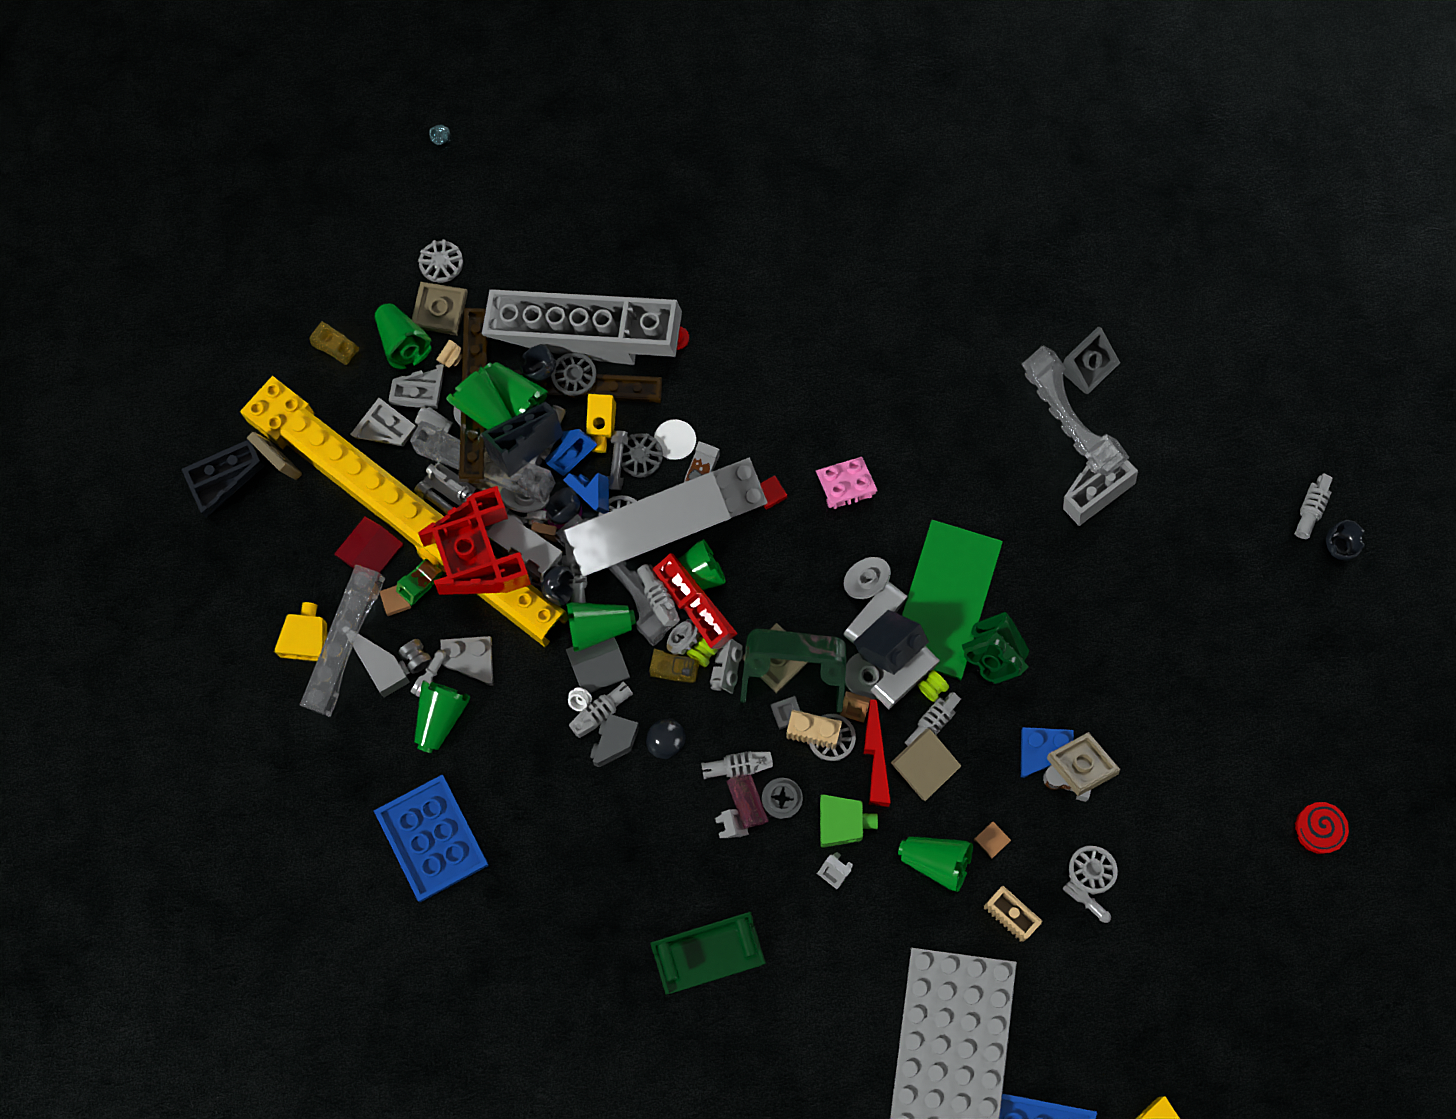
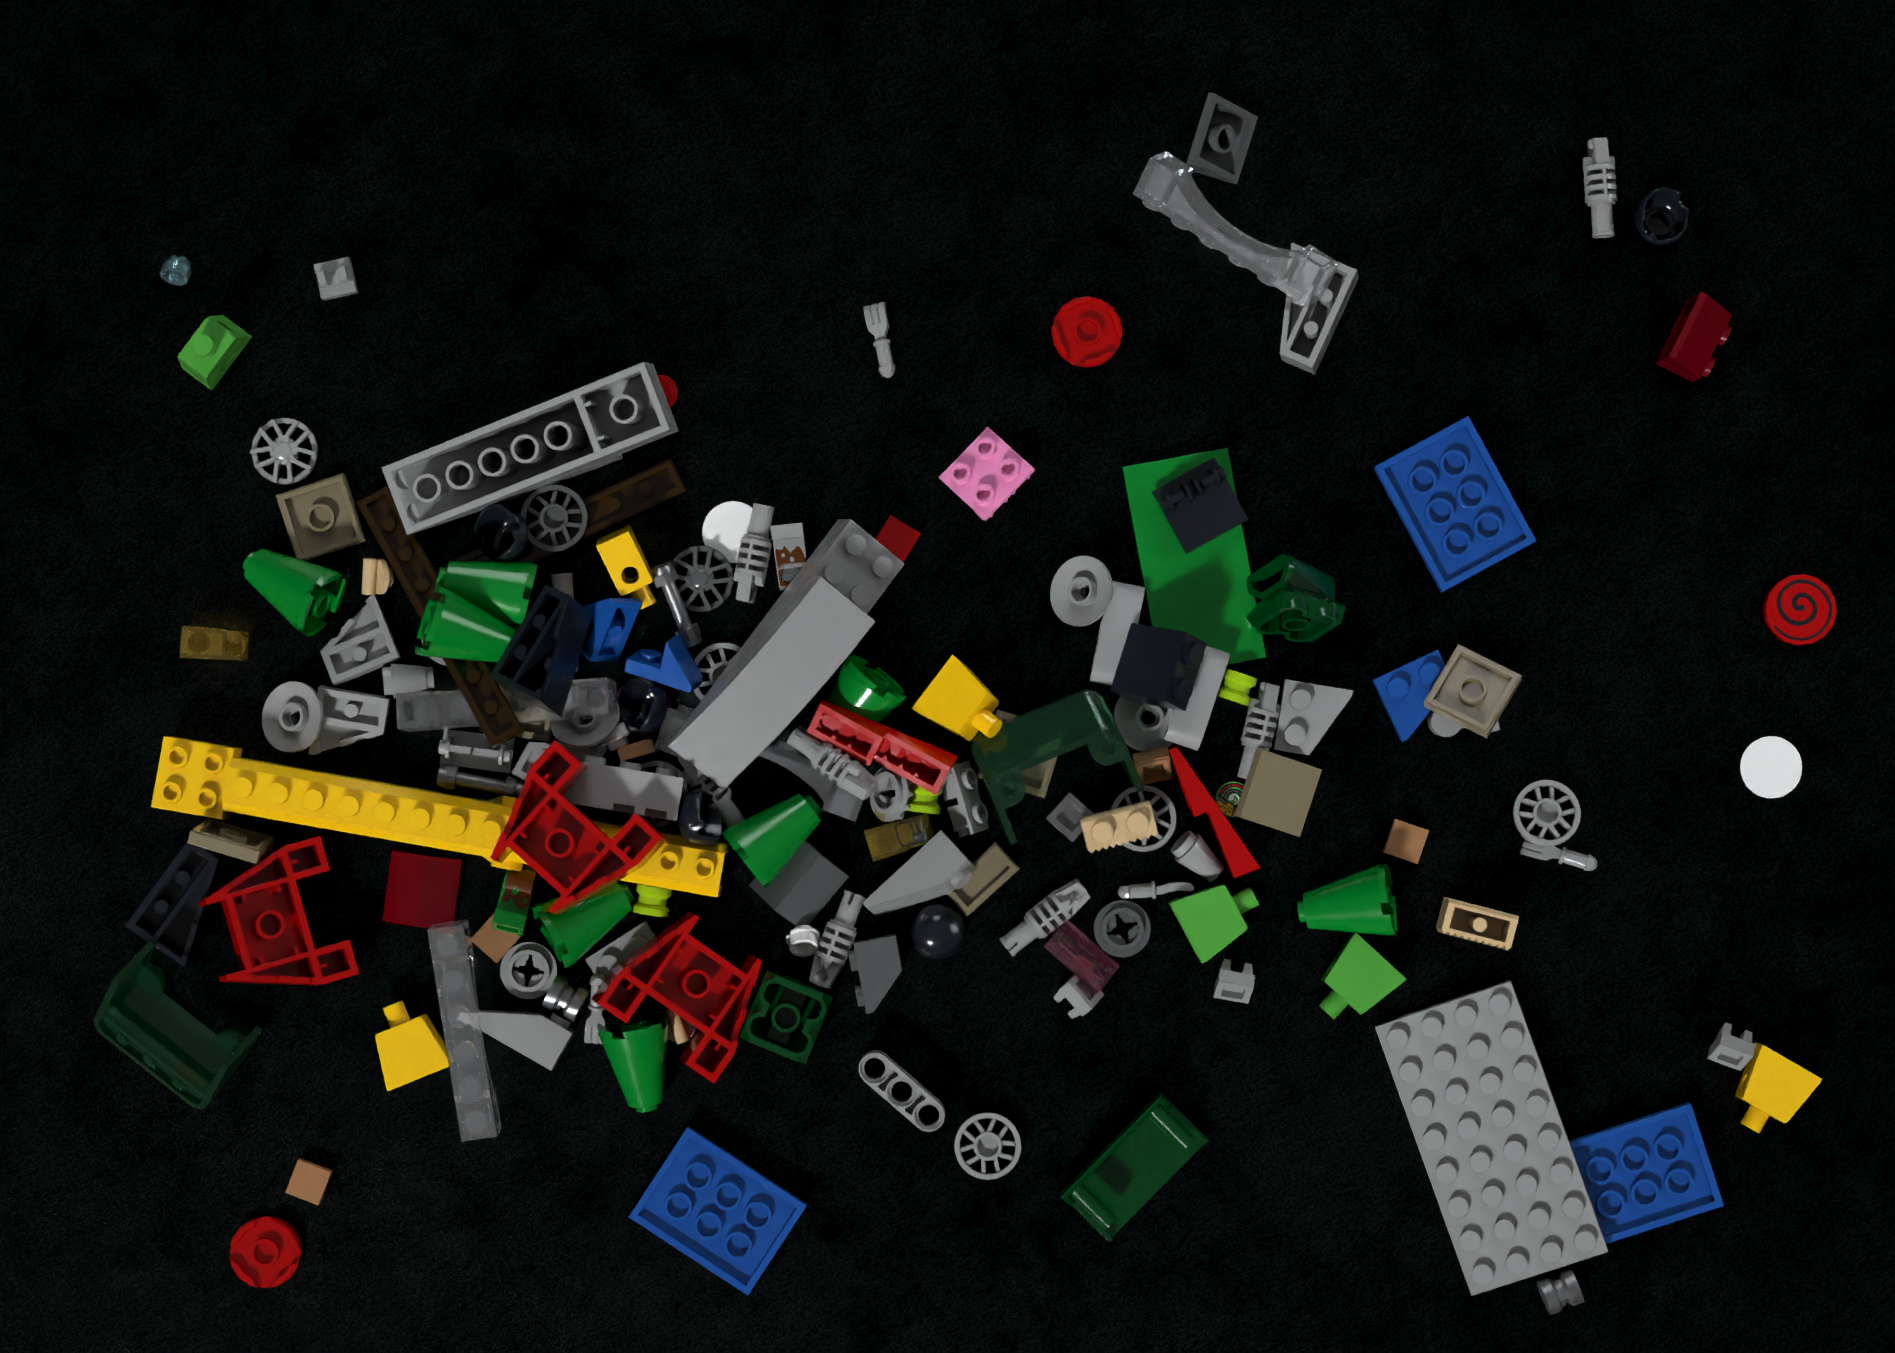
camera: 30 degrees left, 15 degrees up
(143, 714) = (265, 1252): none -> red tile
(163, 548) = (166, 1036): none -> clear green windscreen
(195, 685) = (309, 1181): none -> medium nougat tile
(266, 514) = (271, 924): none -> red wedge
(353, 407) = (282, 713): none -> light grey dish
(402, 618) = (515, 980): none -> light grey gear
(433, 183) = (213, 349): none -> bright green torso
(453, 612) = (584, 924): none -> green cone
(475, 709) = (679, 1029): none -> tan plate
(495, 684) = (691, 984): none -> red wedge
(502, 625) = (652, 900): none -> lime wheel
(526, 184) = (335, 278): none -> light grey tile
(541, 736) = (786, 1016): none -> dark green piece
(579, 815) = (910, 1106): none -> light grey beam
(622, 890) = (987, 1146): none -> light grey wheel
(676, 698) = (928, 874): none -> light grey slope
(679, 456) = (754, 554): none -> light grey hinge
(710, 721) = (992, 871): none -> dark tan tile
(754, 604) = (959, 702): none -> yellow torso
(814, 785) = (1149, 890): none -> light grey piece
(827, 365) = (878, 325): none -> light grey piece
(853, 777) = (1197, 856): none -> light grey cone
(891, 752) = (1228, 797): none -> tile
(917, 909) = (1358, 978): none -> bright green torso
(951, 432) = (1086, 332): none -> red tile
(968, 564) = (1200, 505): none -> black hinge
(969, 727) = (1306, 715): none -> light grey wing
(1128, 647) = (1454, 504): none -> blue plate
(1141, 1090) = (1732, 1050): none -> light grey tile
(1255, 920) = (1771, 767): none -> white sticker
(1332, 622) = (1695, 337): none -> dark red slope

